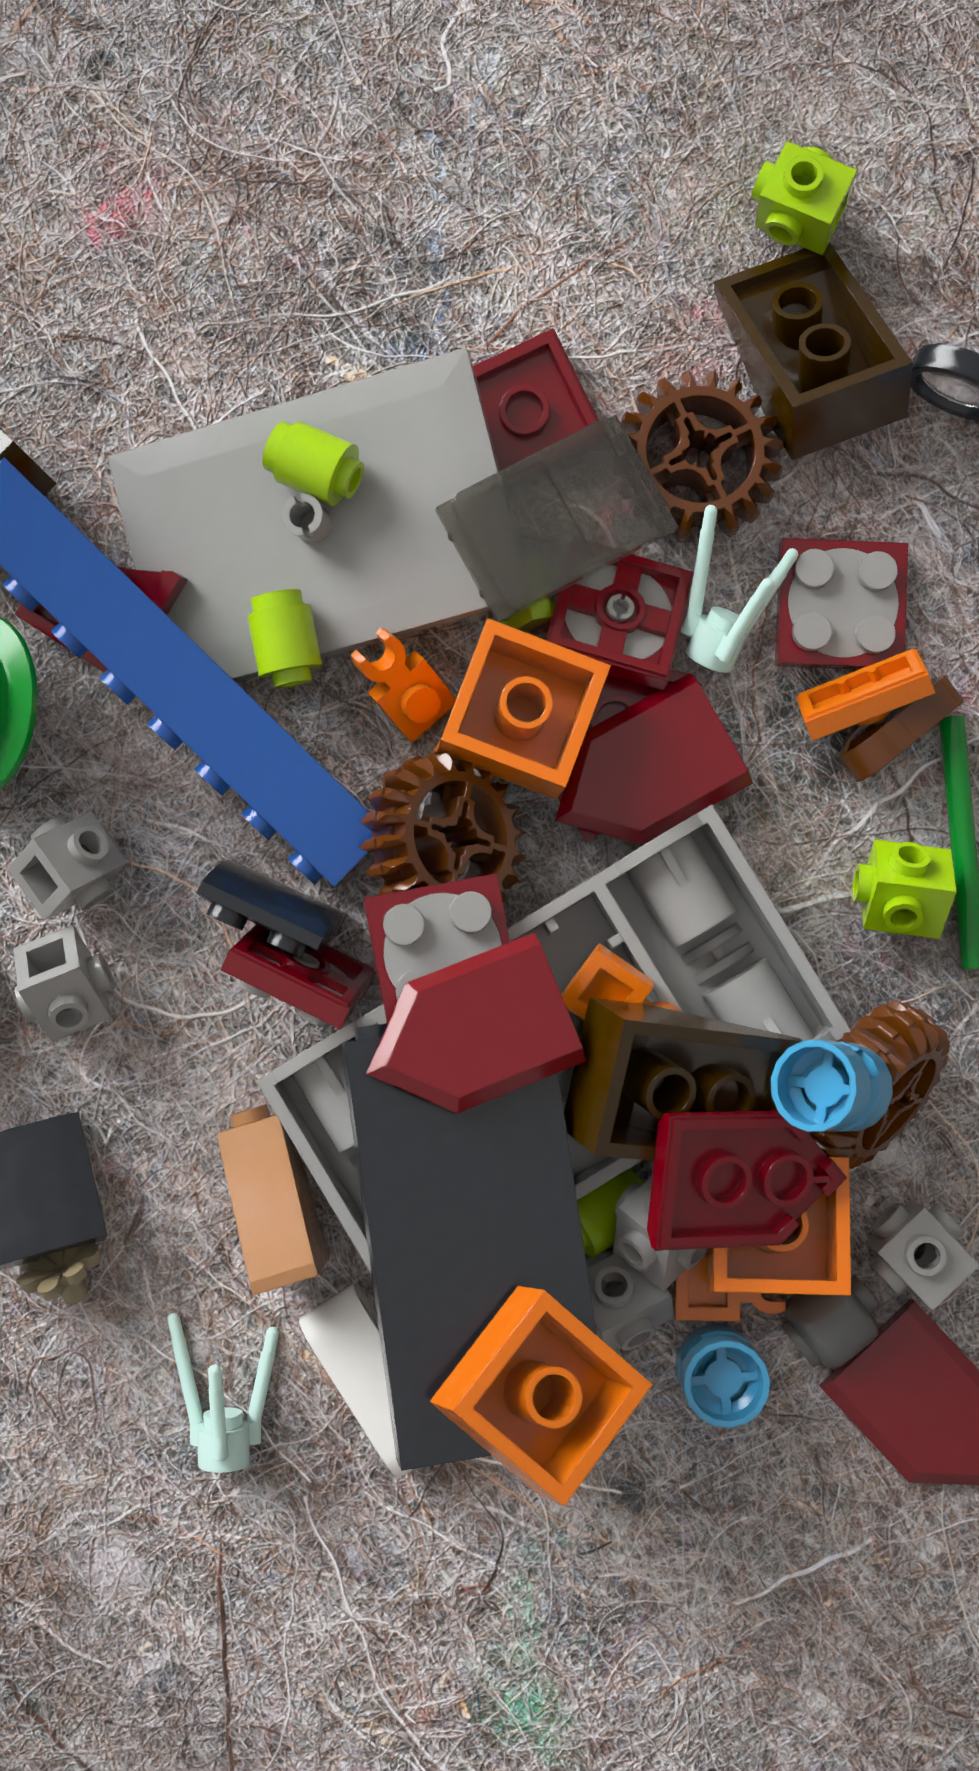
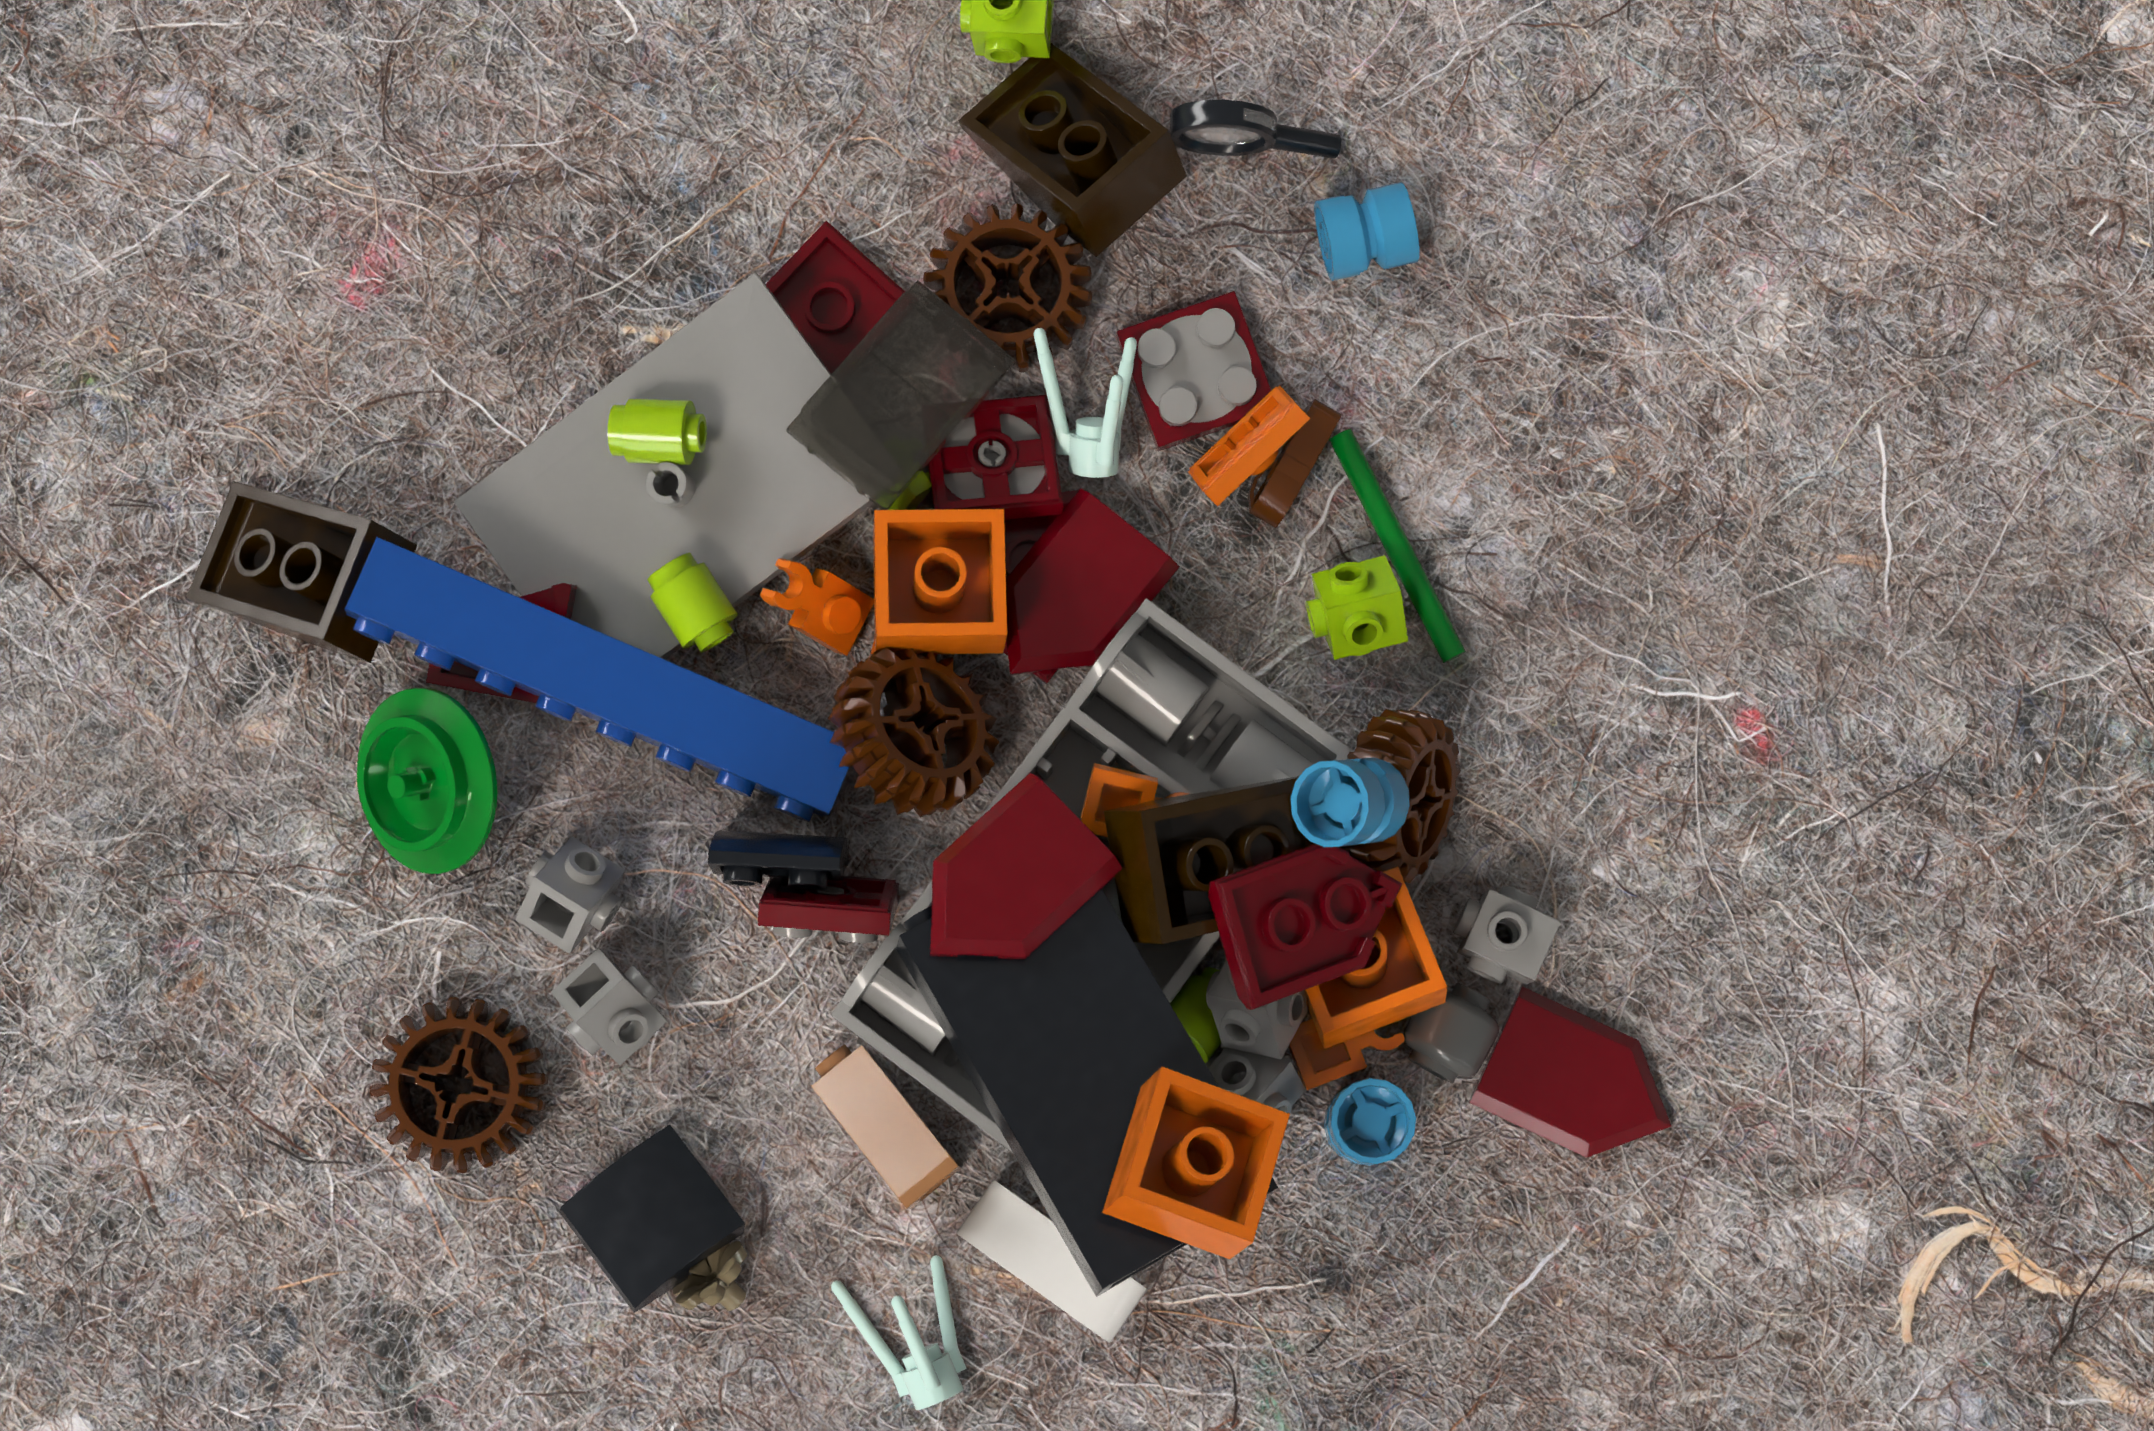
camera: 30 degrees left, 5 degrees down
(432, 929) = (935, 808): light grey piece -> none

